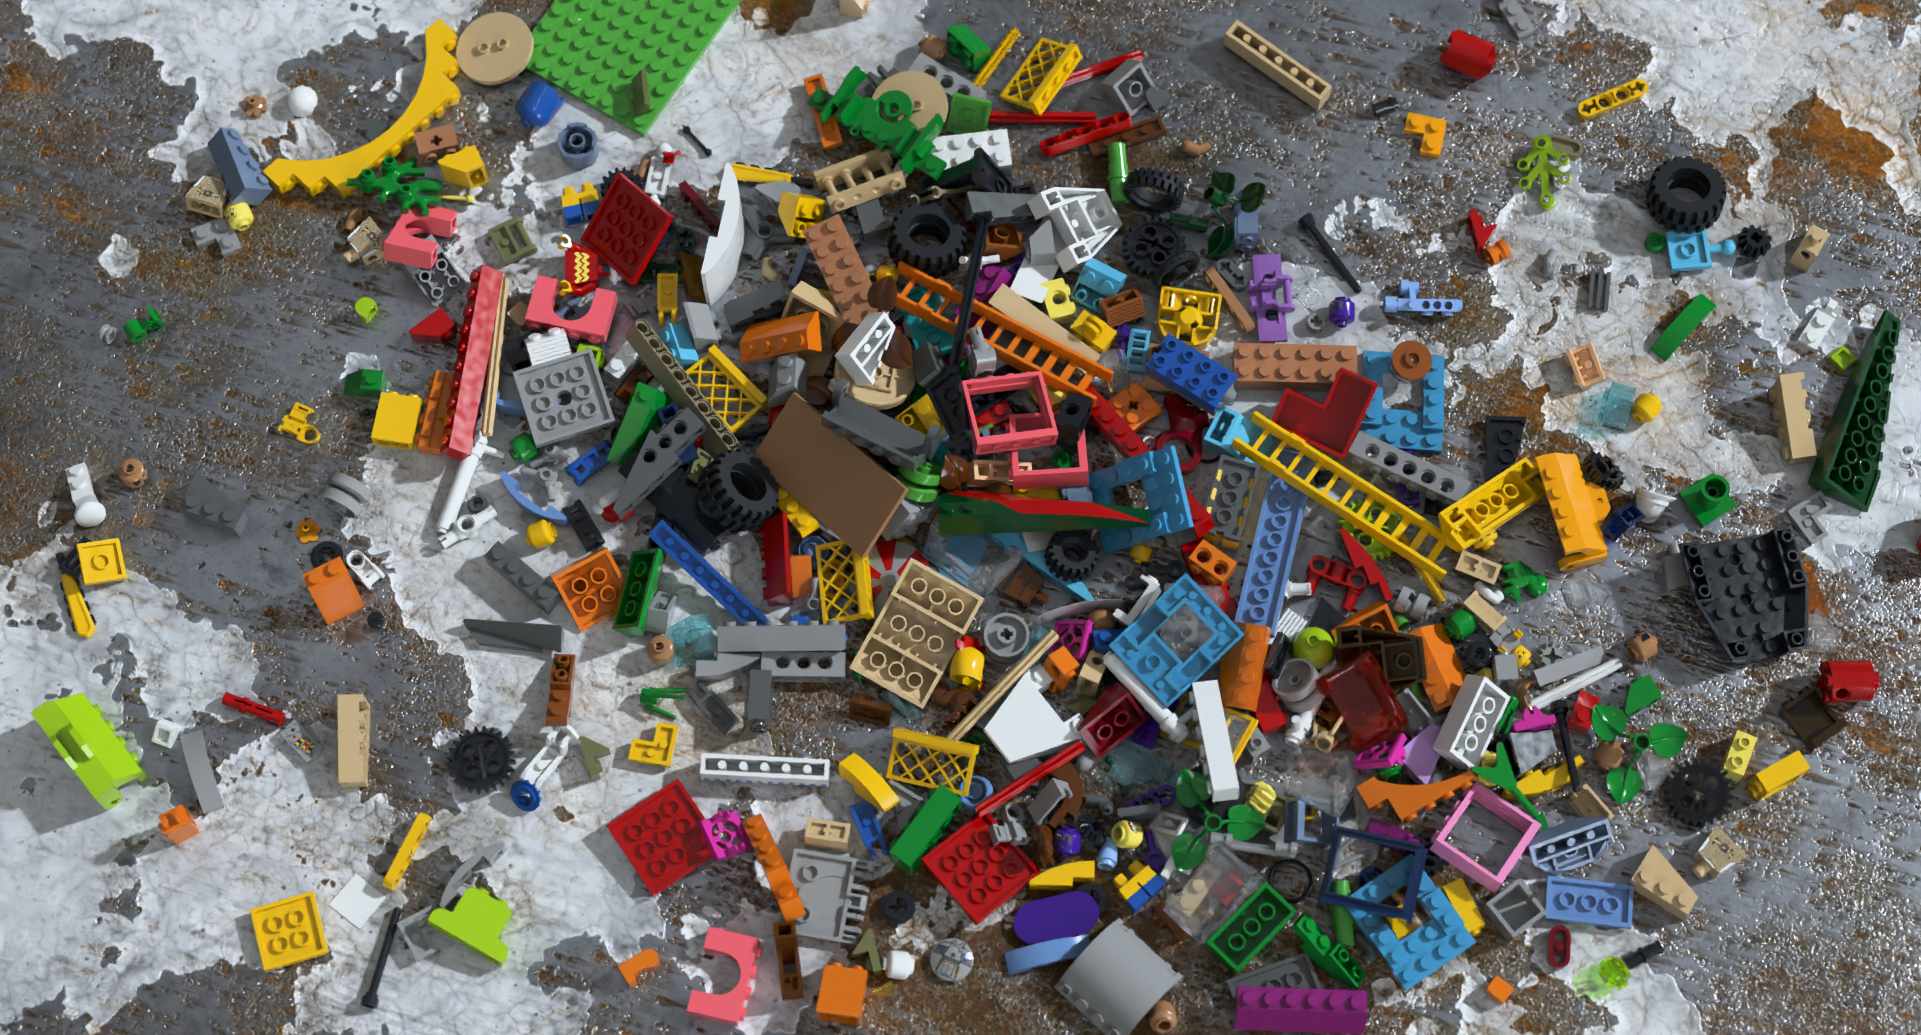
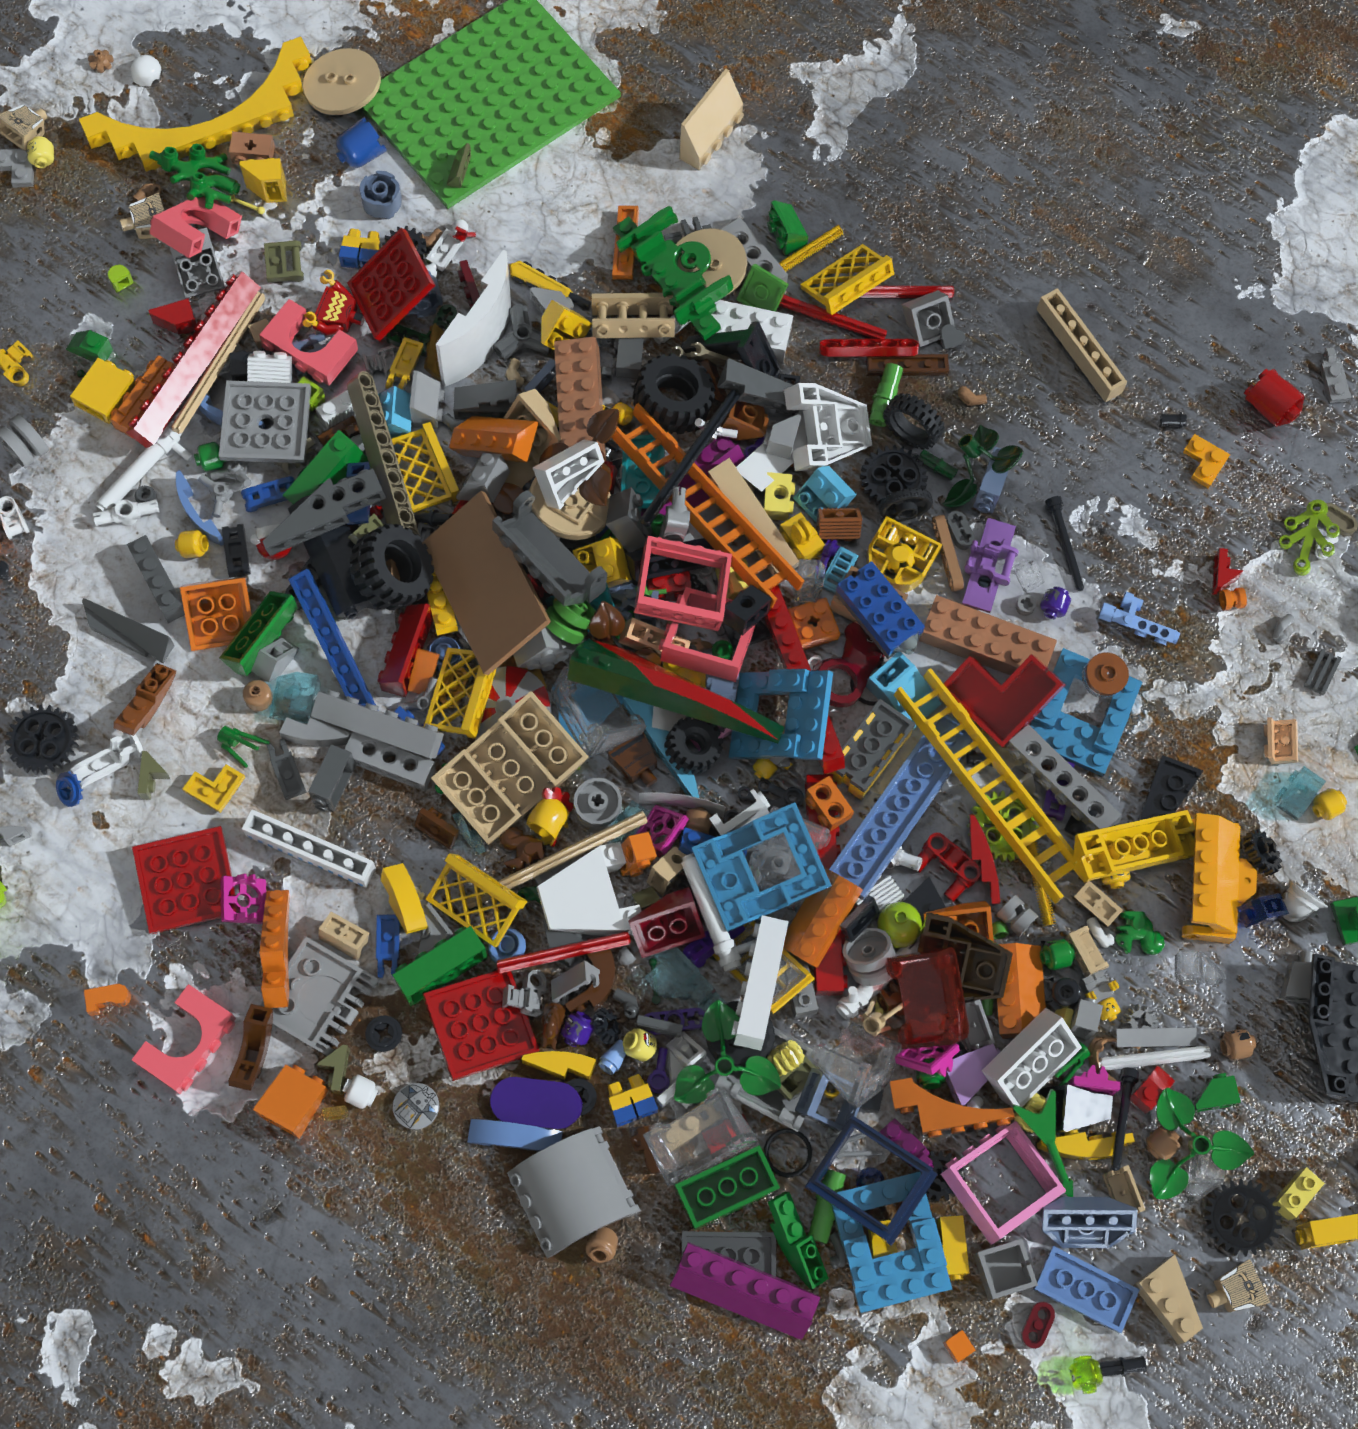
camera: 15 degrees right, 0 degrees up
(238, 168) = (57, 110): sand blue wedge -> none
(686, 130) = (490, 216): black hinge -> none
(932, 47) = (754, 217): medium nougat head -> none
(950, 403) = (628, 553): black wing -> none

